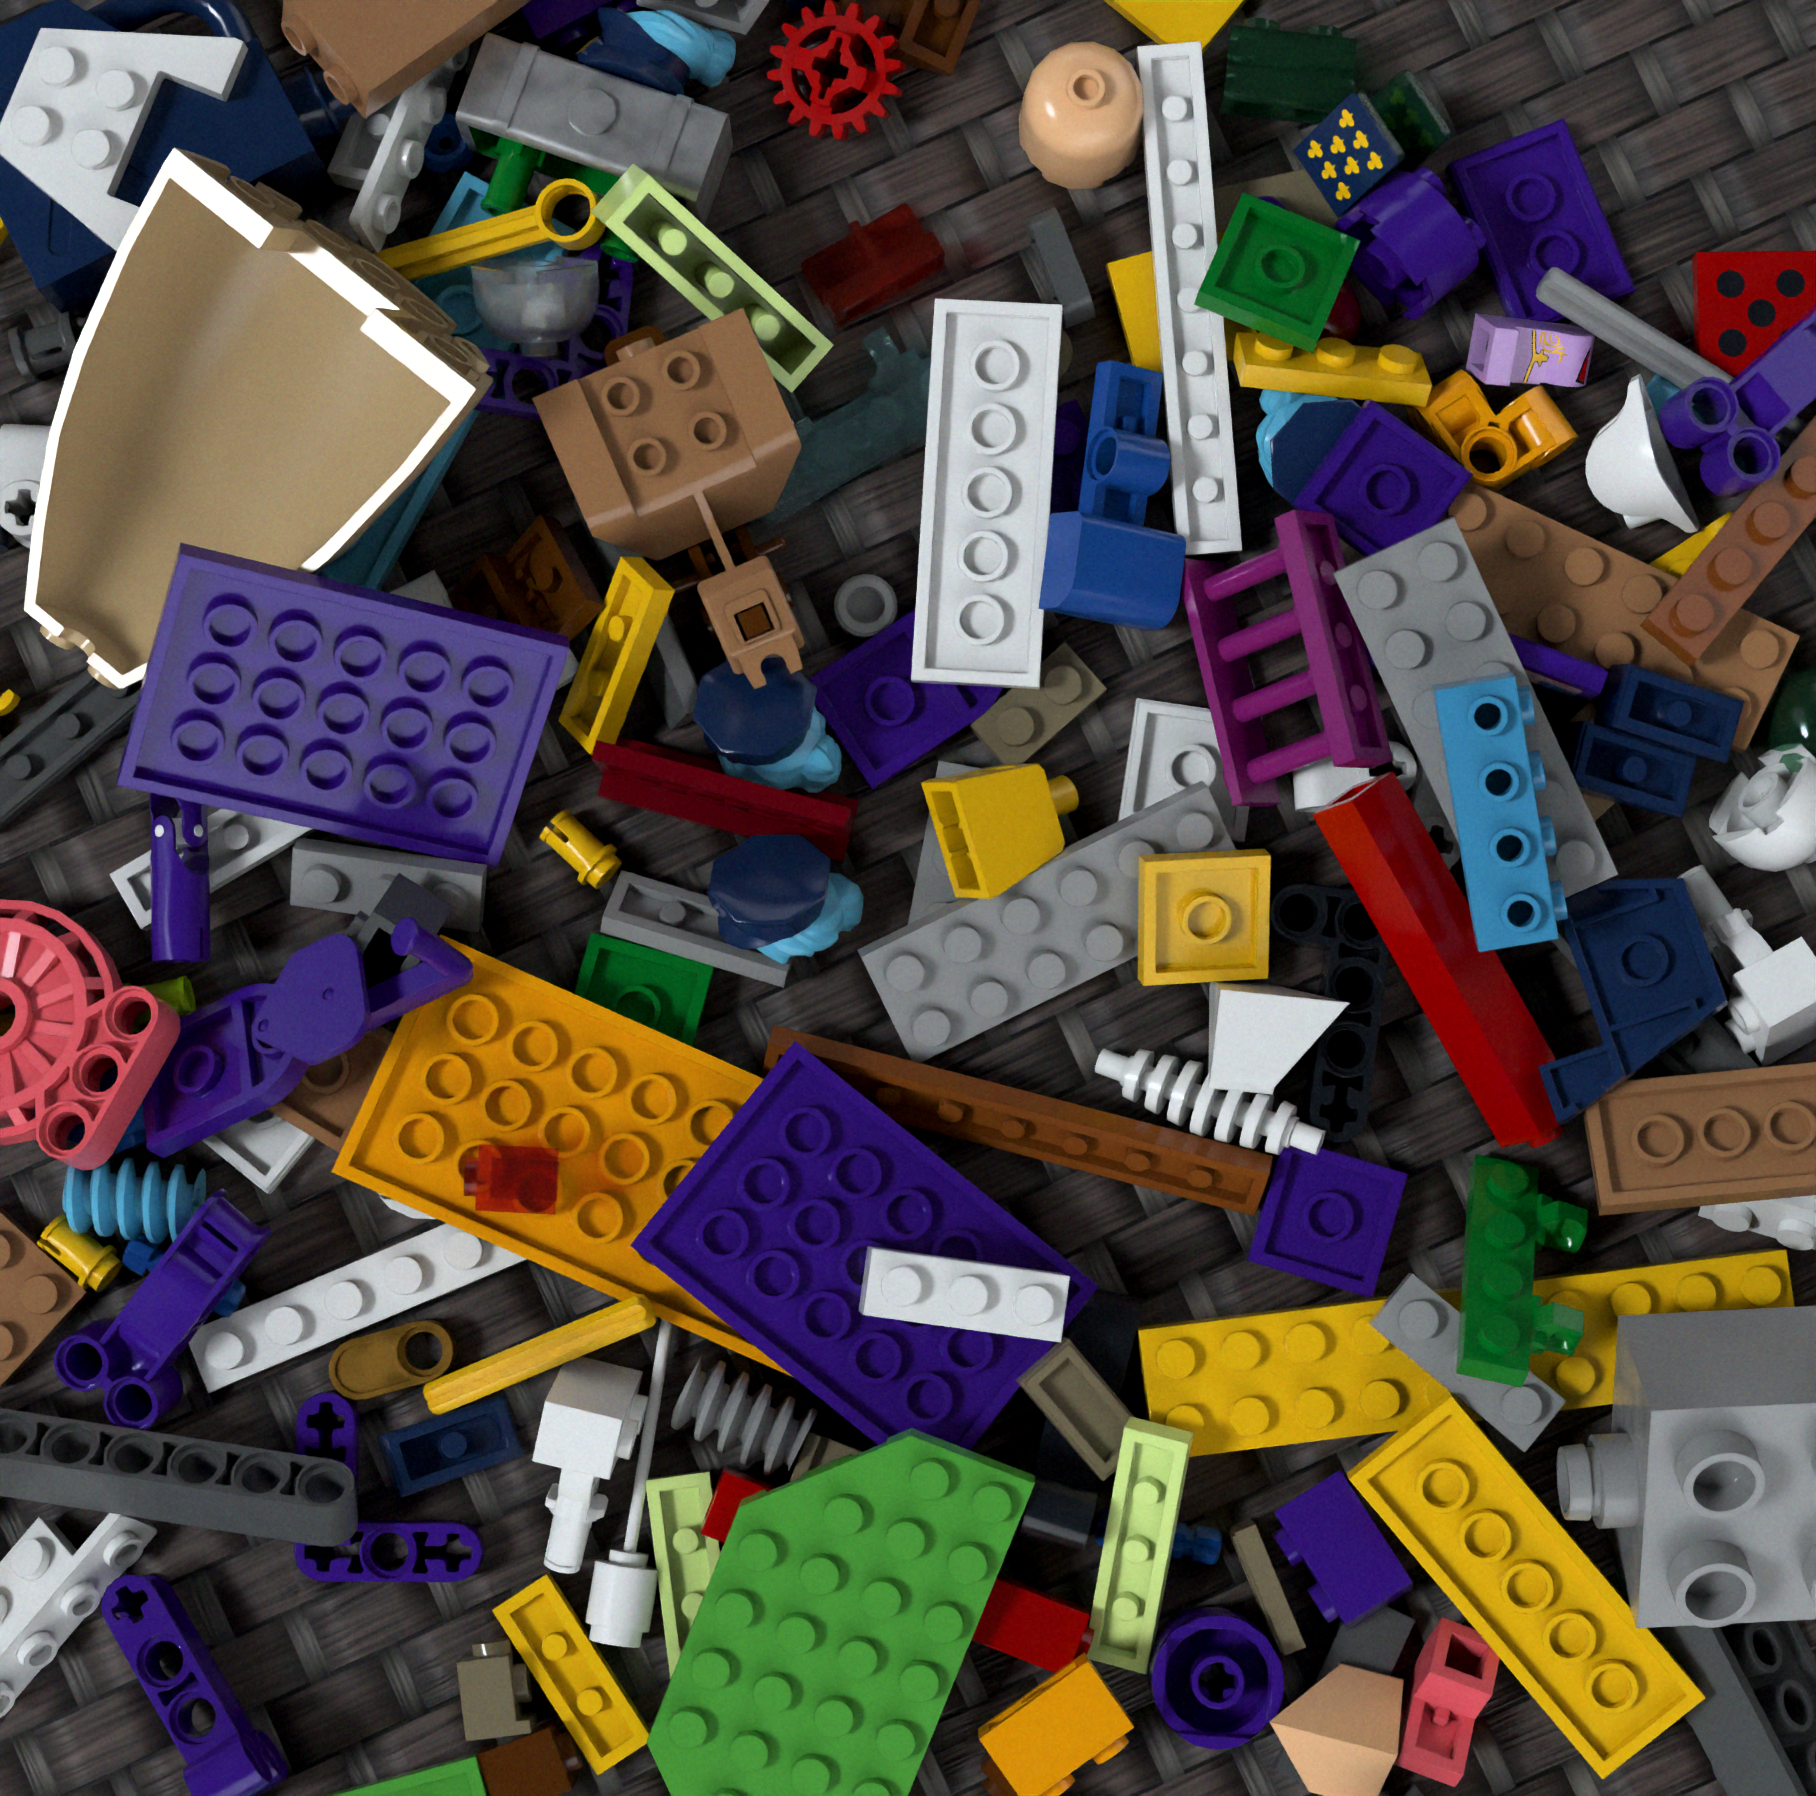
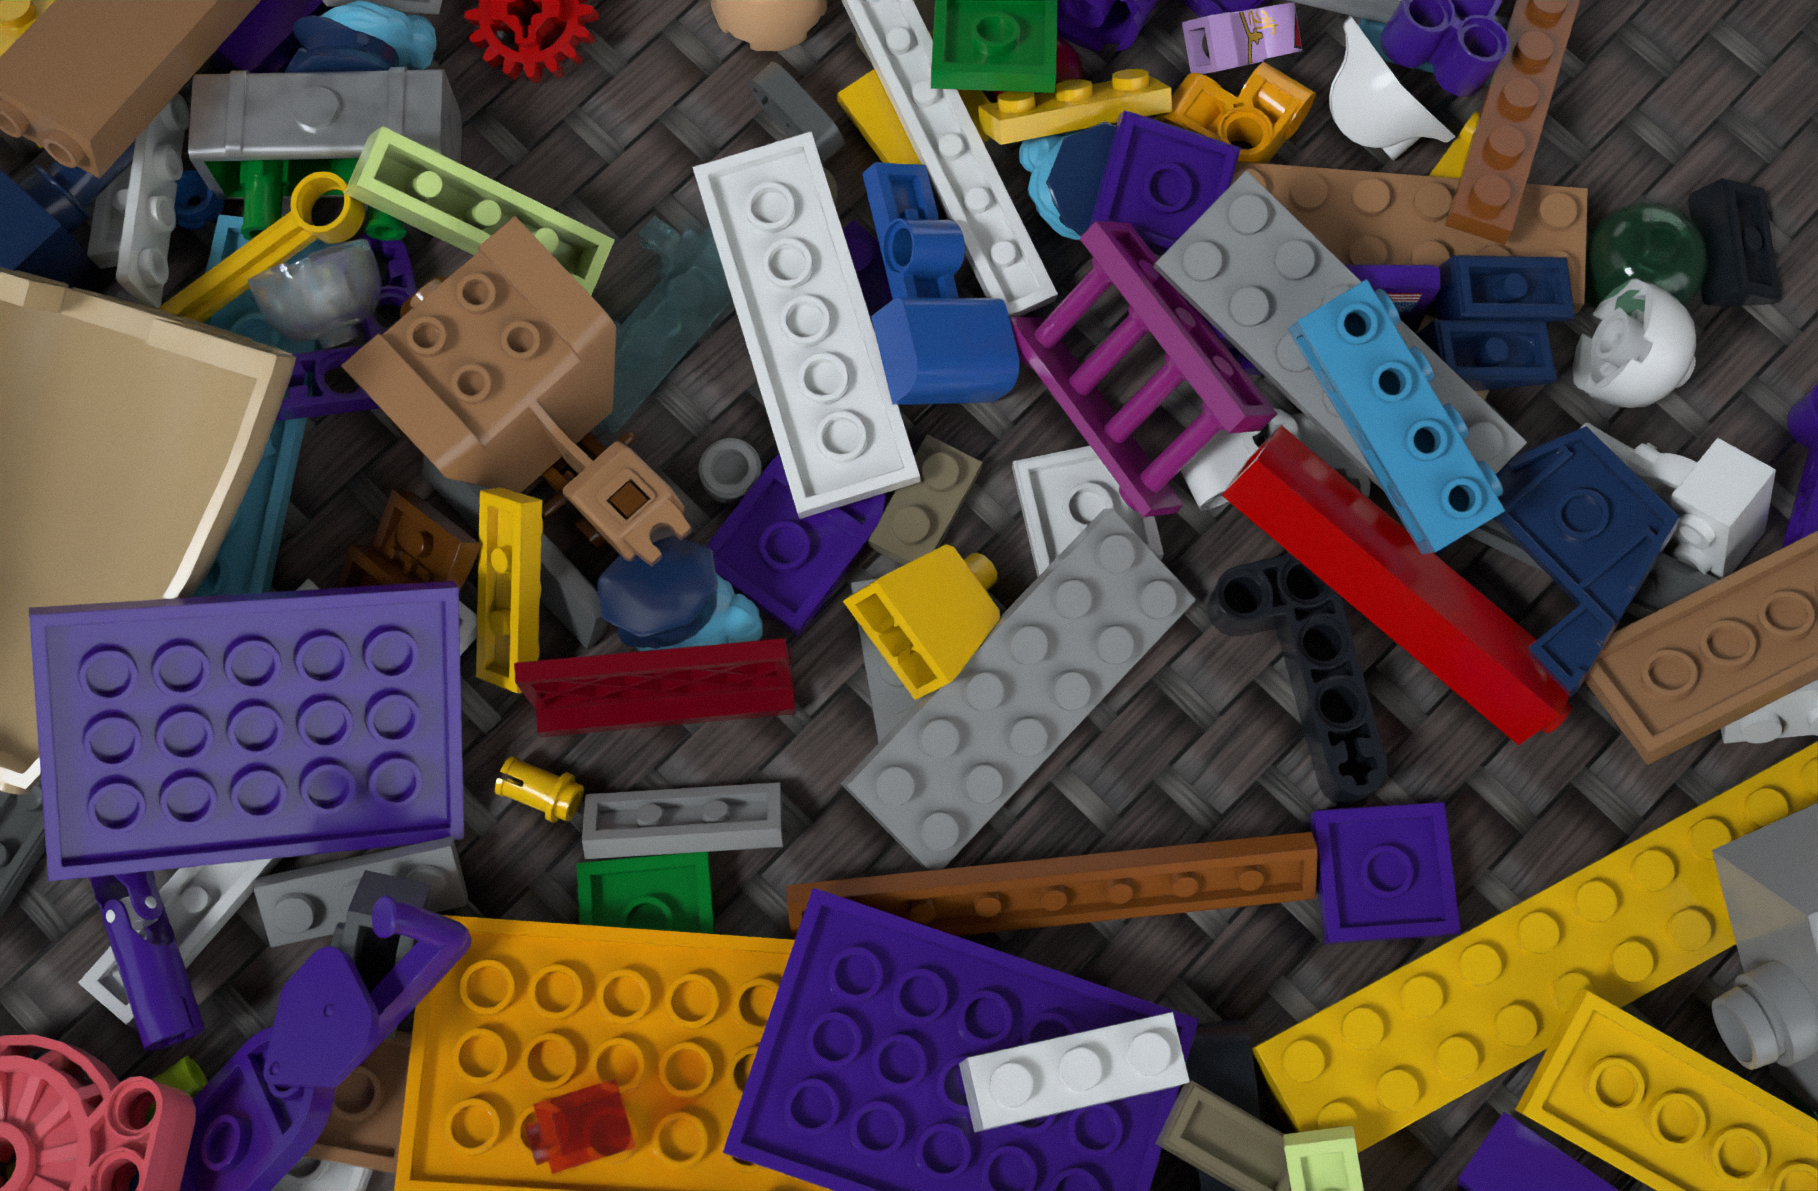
camera: 25 degrees left, 10 degrees down
(781, 897) = (750, 759): dark blue piece -> none
(873, 264) = (627, 171): clear red panel -> none
(1187, 1093) = (1230, 803): white piece -> none
(1203, 916) = (1156, 632): yellow tile -> none
(1262, 1032) = (1255, 718): white slope -> none
(1428, 1332) = (1585, 954): light grey plate -> none
(1497, 1309) = (1599, 897): green hinge -> none

